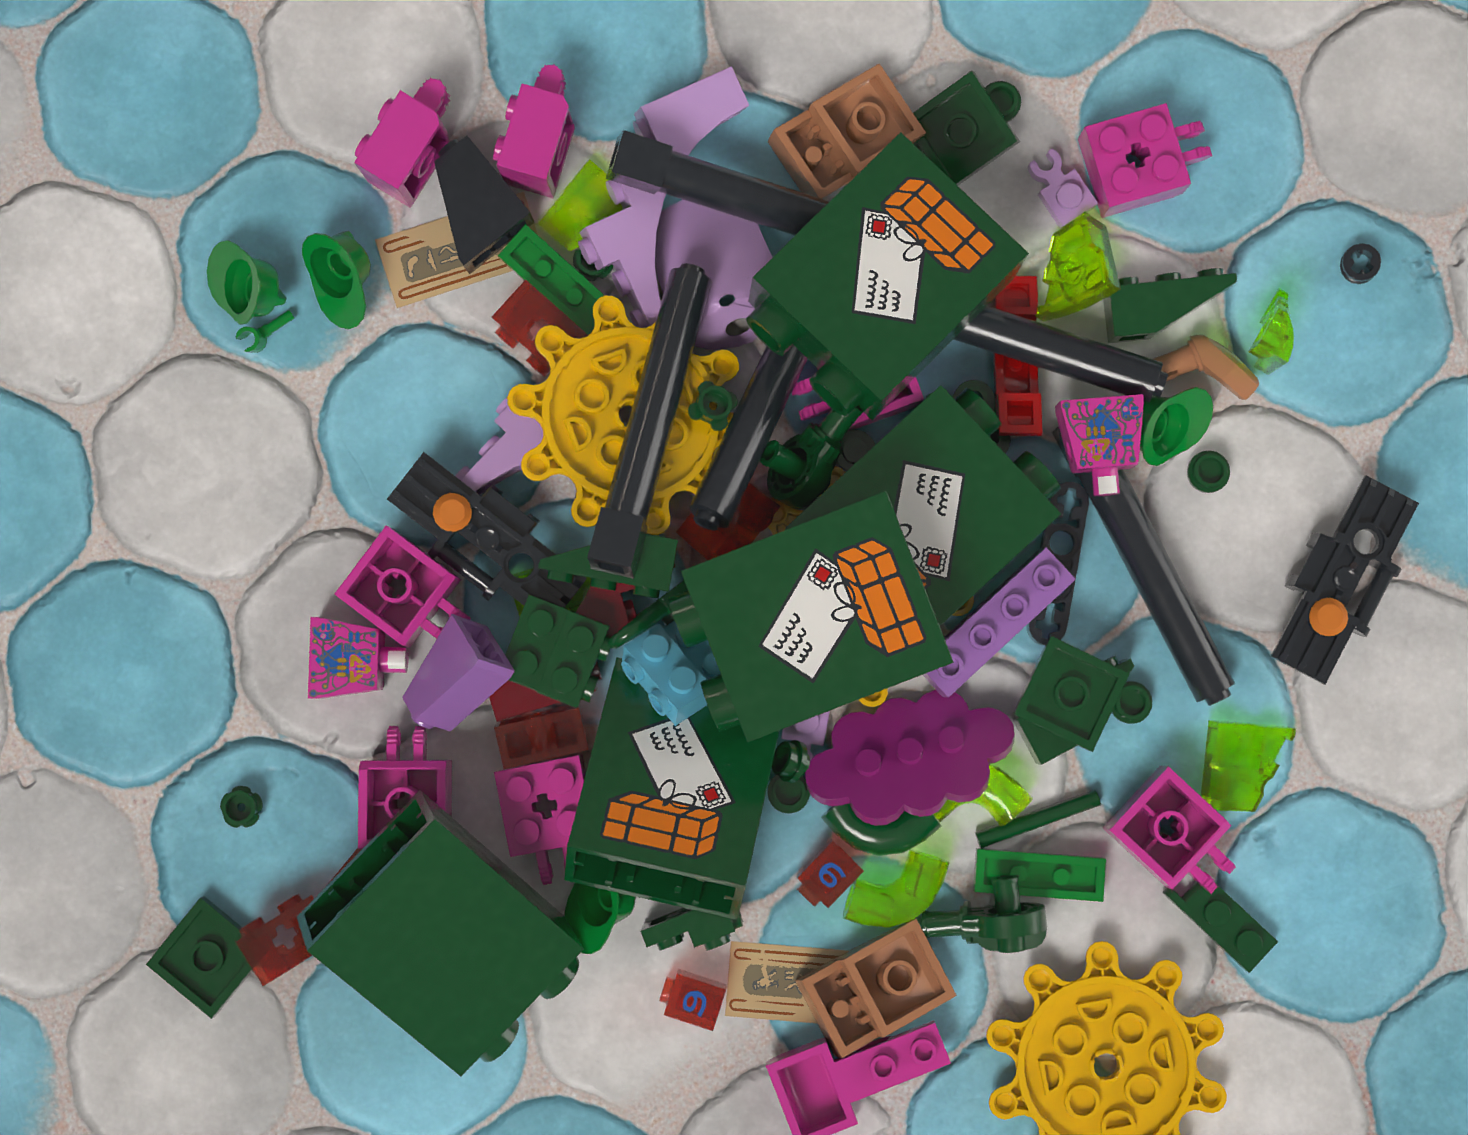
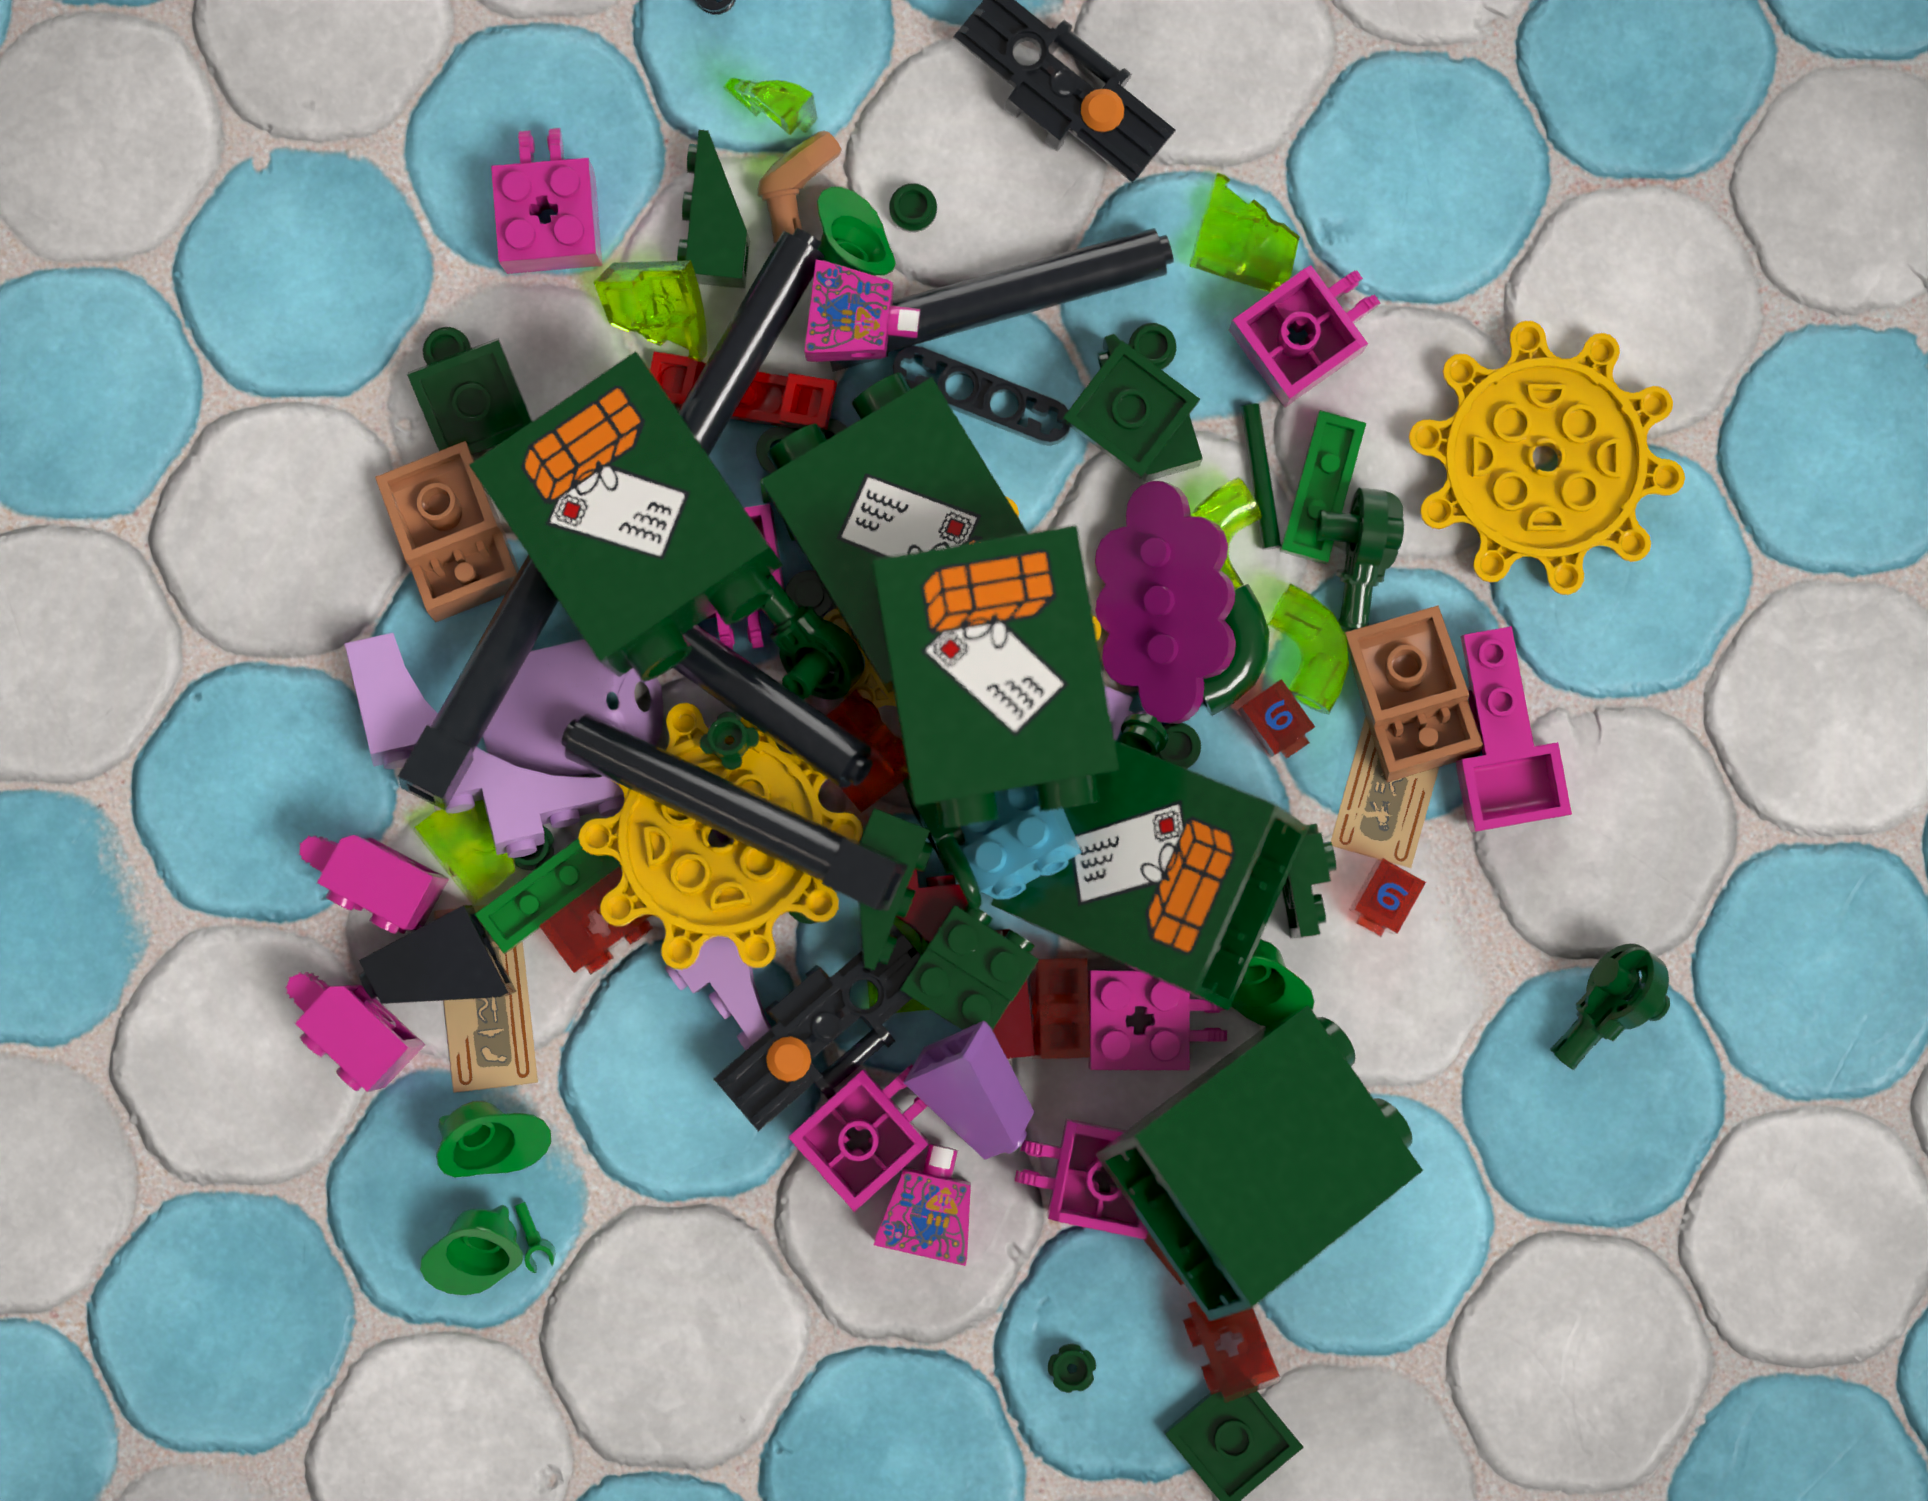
camera: 85 degrees left, 0 degrees up
(1000, 619) = (1030, 466): medium lavender brick -> none
(1064, 194) = (568, 300): lavender plate -> none
(1225, 924) = (1416, 295): dark green hinge -> none

